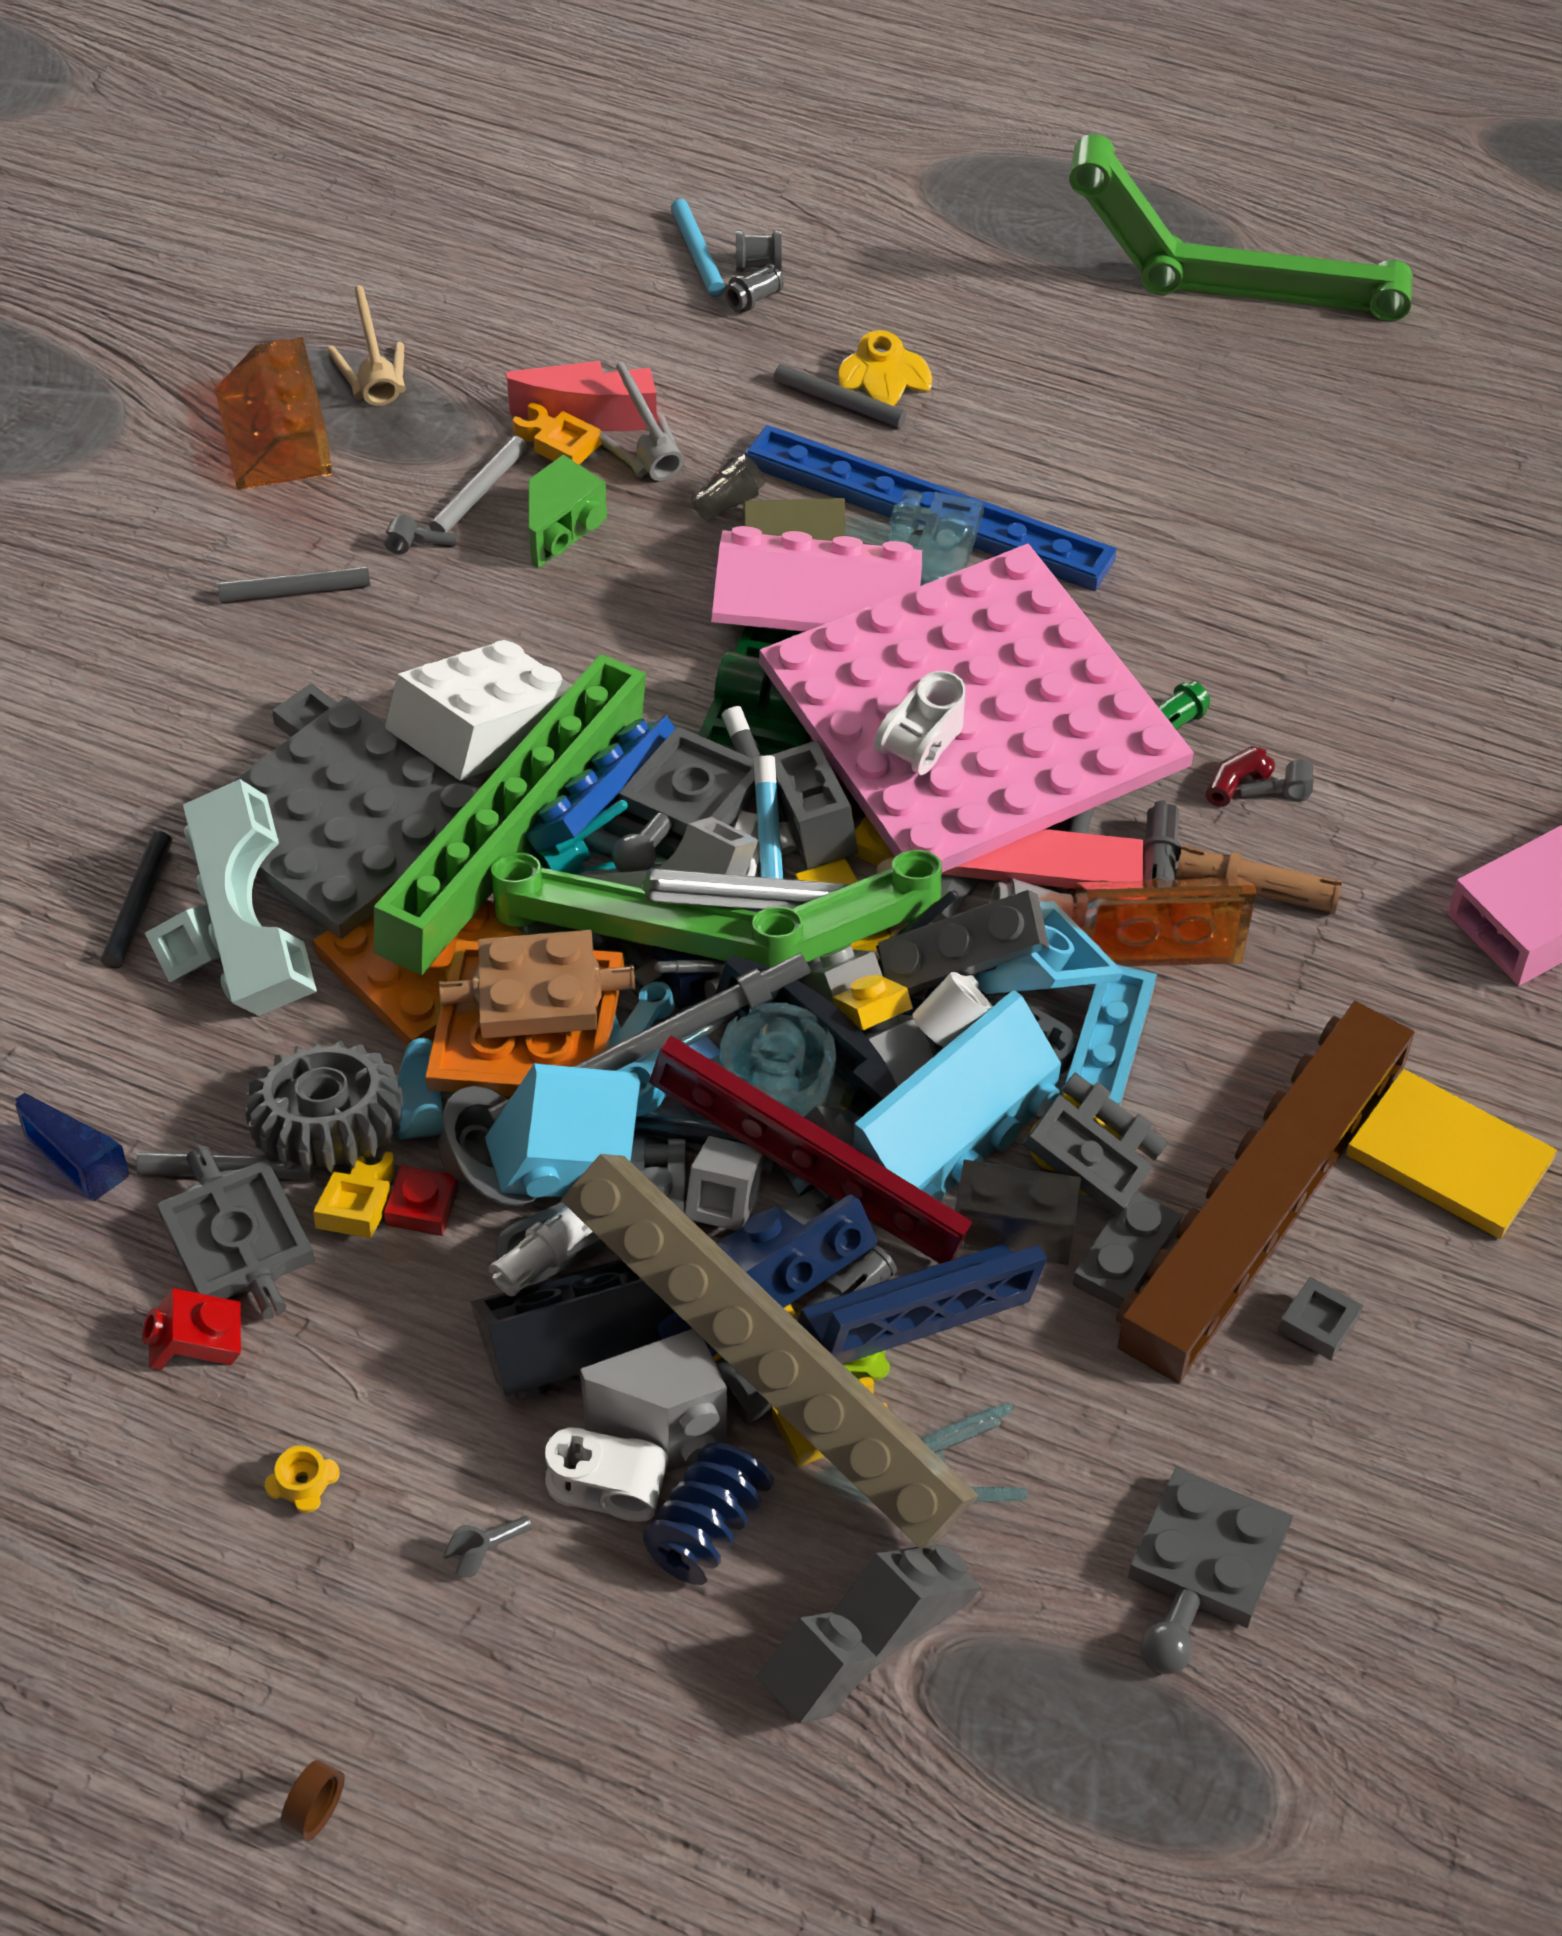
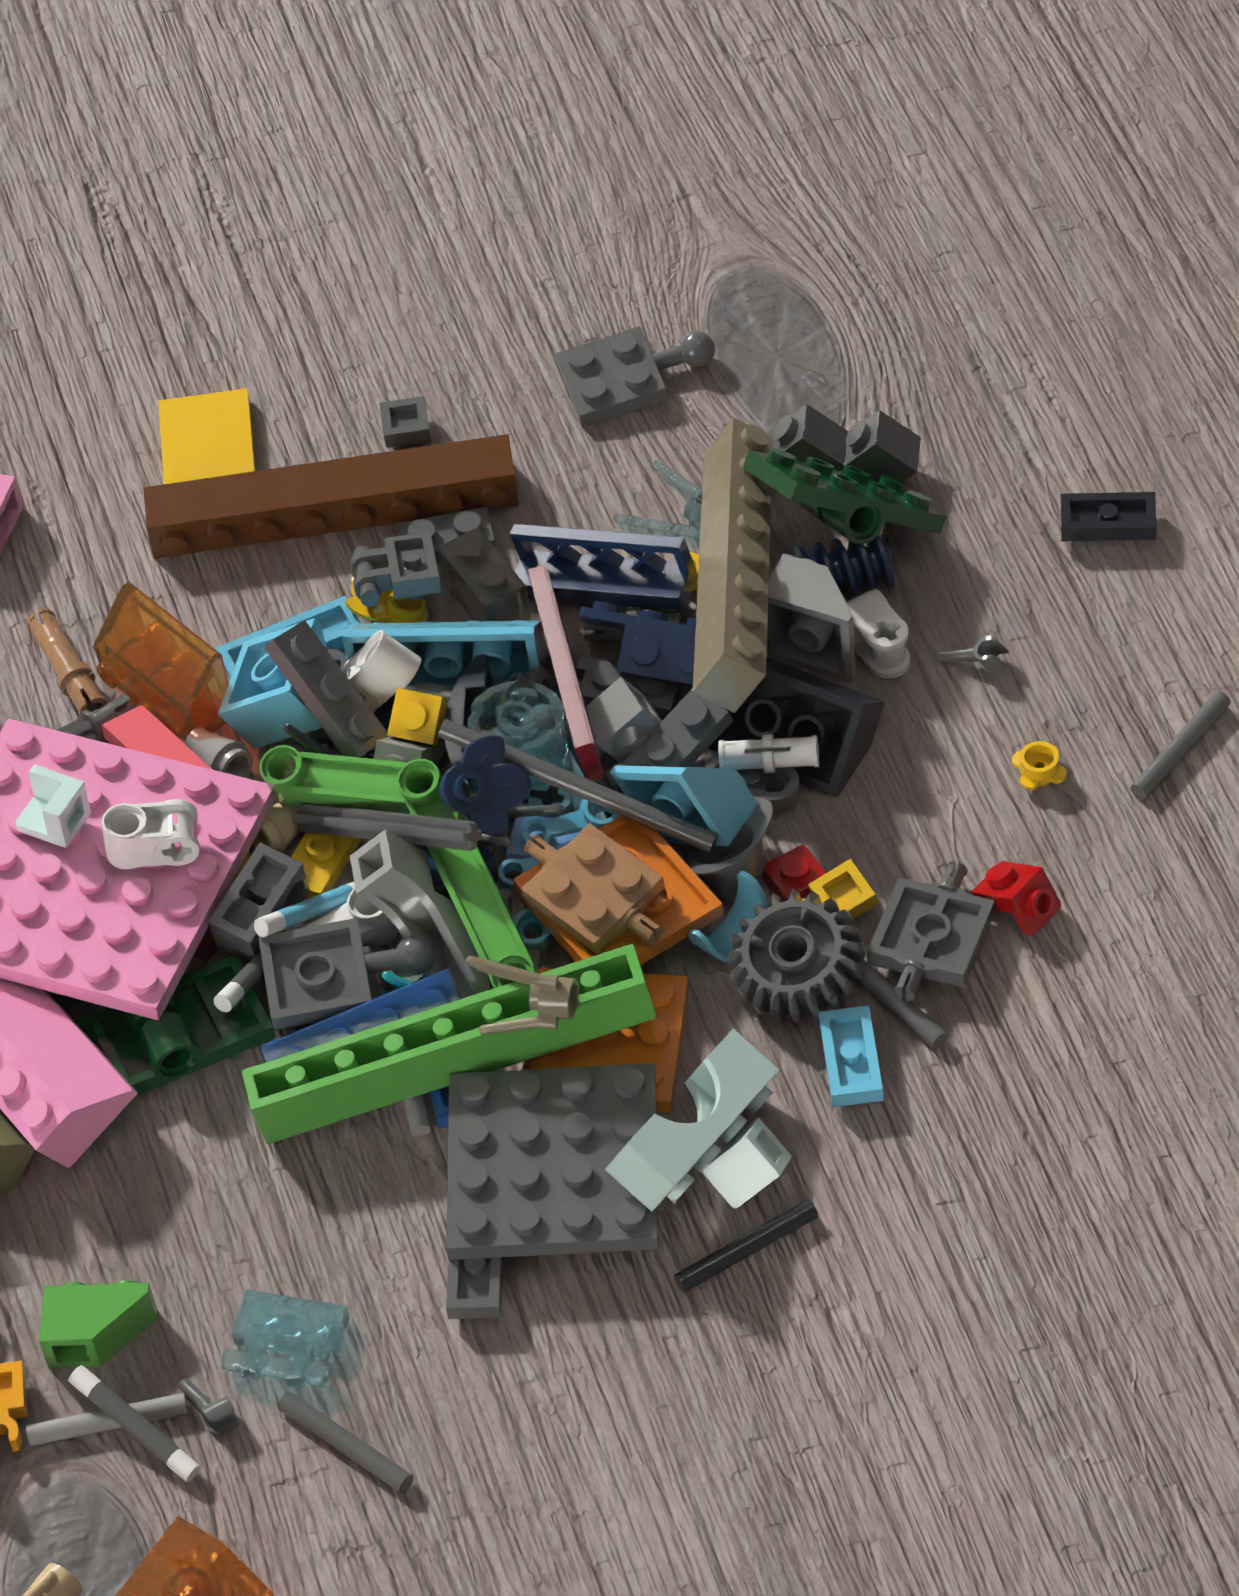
camera: 125 degrees left, 0 degrees up
(79, 1151) = (974, 1061): clear blue slope -> none
(183, 1622) = (1180, 745): none -> dark grey bar
(195, 1082) = (850, 1056): none -> medium azure plate
(312, 1800) = (1197, 579): reddish brown piece -> none
(422, 615) = (285, 1326): none -> clear light blue plate
(433, 826) = (550, 995): none -> dark tan plant
(447, 482) = (134, 1423): none -> dark grey bar
(473, 706) = (374, 1146): white brick -> none
(510, 1819) = (1108, 516): none -> black plate
(713, 952) = (491, 783): none -> dark blue plate
(758, 1525) = (846, 499): none -> dark green plate
(1028, 693) = (56, 808): none -> light aqua panel

